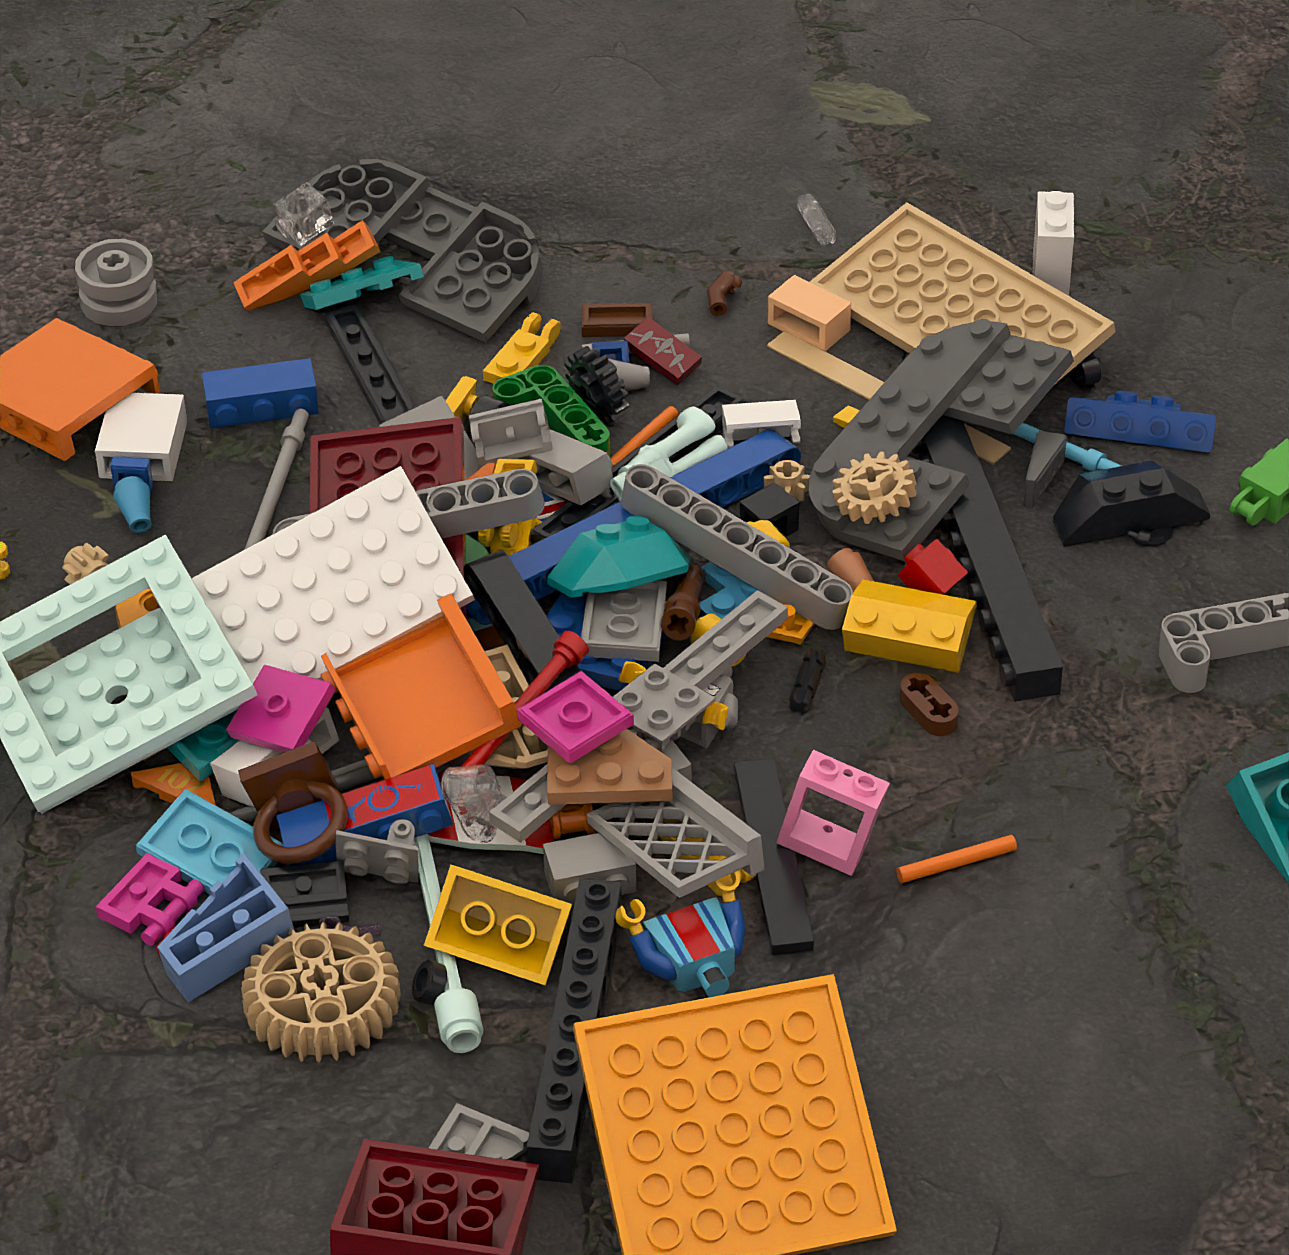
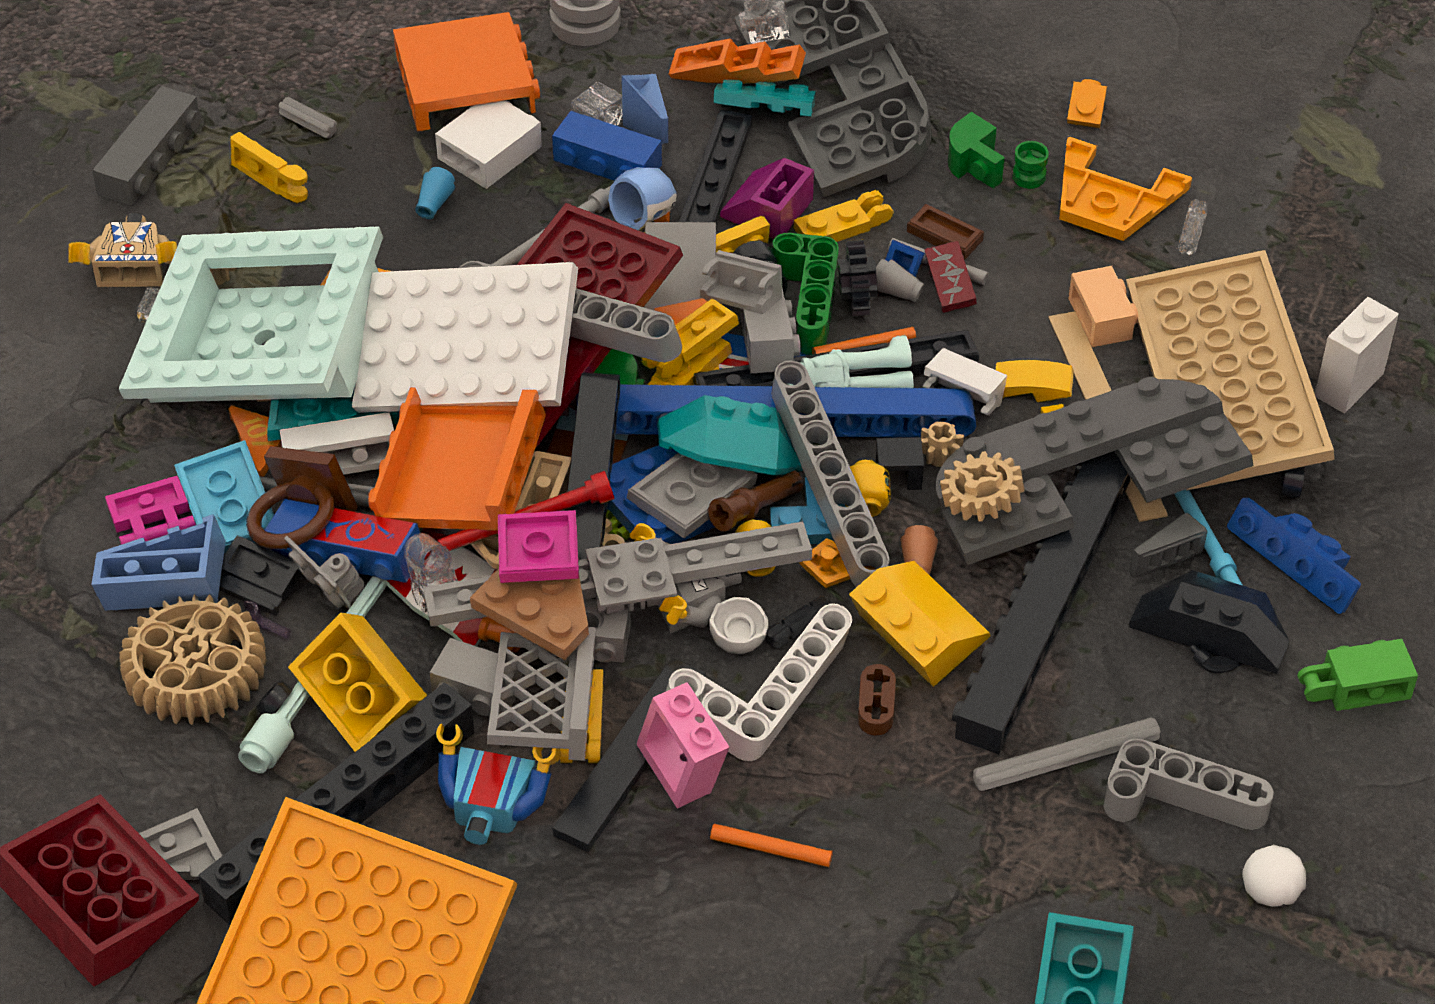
camera: 35 degrees right, 5 degrees up
(83, 561) = (349, 217): tan gear -> none
(125, 467) = (454, 164): blue tile -> none
(215, 355) = (600, 103): none -> clear brick
(264, 341) = (644, 106): none -> medium blue slope
(282, 711) = (350, 415): dark pink plate -> none
(337, 408) = (642, 197): none -> light blue piece
(444, 357) = (774, 191): none -> magenta slope
(581, 246) = (973, 151): none -> green brick
(637, 162) = (1087, 103): none -> light orange bracket
(640, 232) = (1030, 164): none -> green wheel
(716, 292) = (1047, 248): reddish brown arm -> none
(726, 232) = (1110, 203): none -> light orange wing
(767, 706) = (738, 625): none -> white hair
(817, 391) = (1042, 378): none -> yellow slope
(852, 731) = (776, 692): none -> white beam
(932, 569) = (980, 585): red brick -> none
(1113, 663) = (1063, 754): none -> light grey axle

